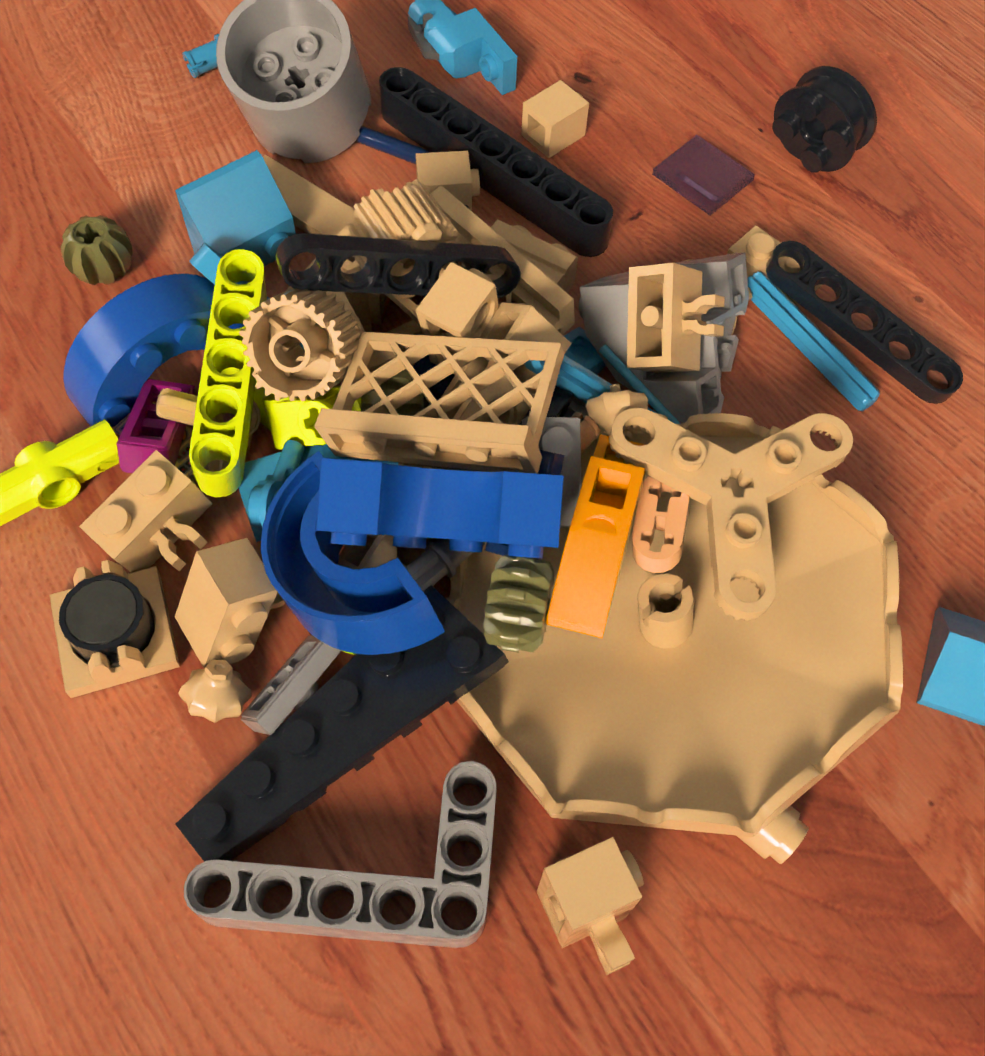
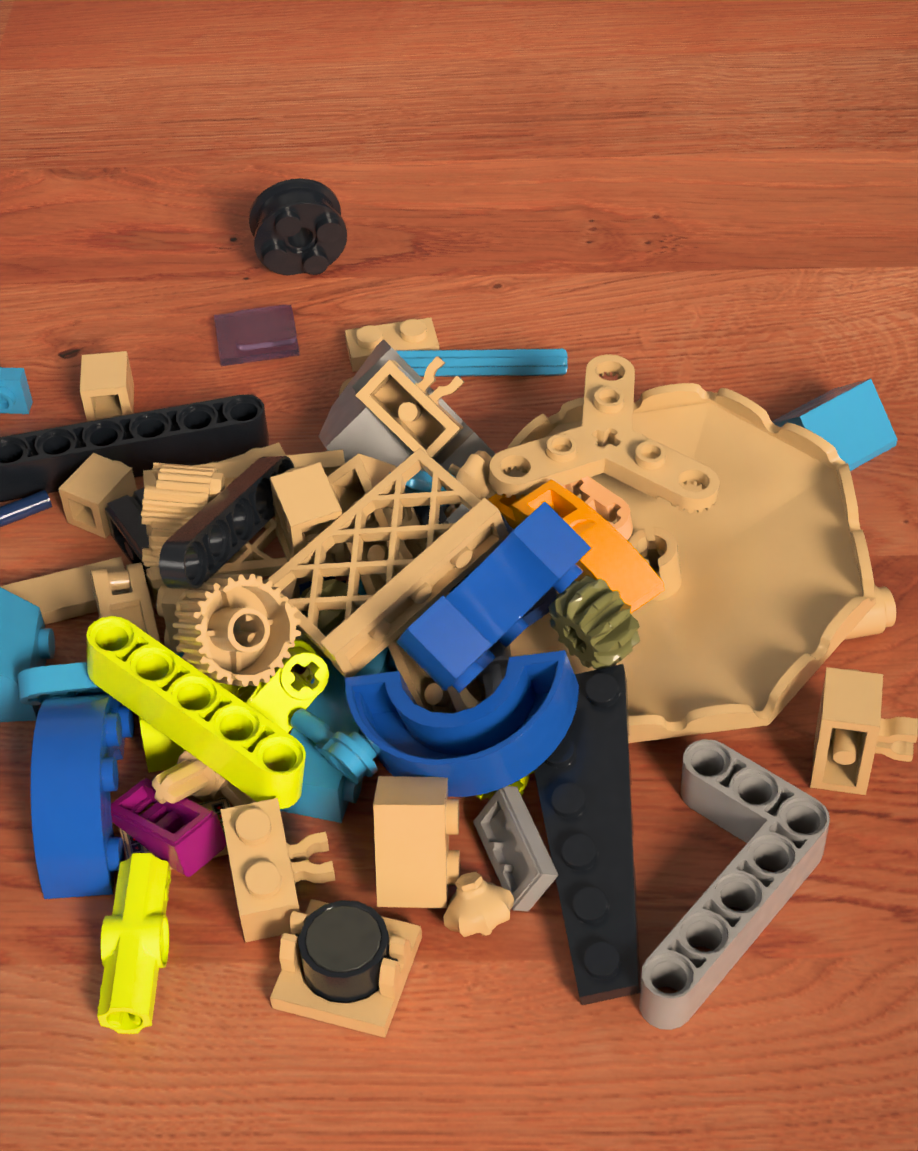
camera: 50 degrees left, 15 degrees down
(874, 342) = (481, 331): black beam -> none

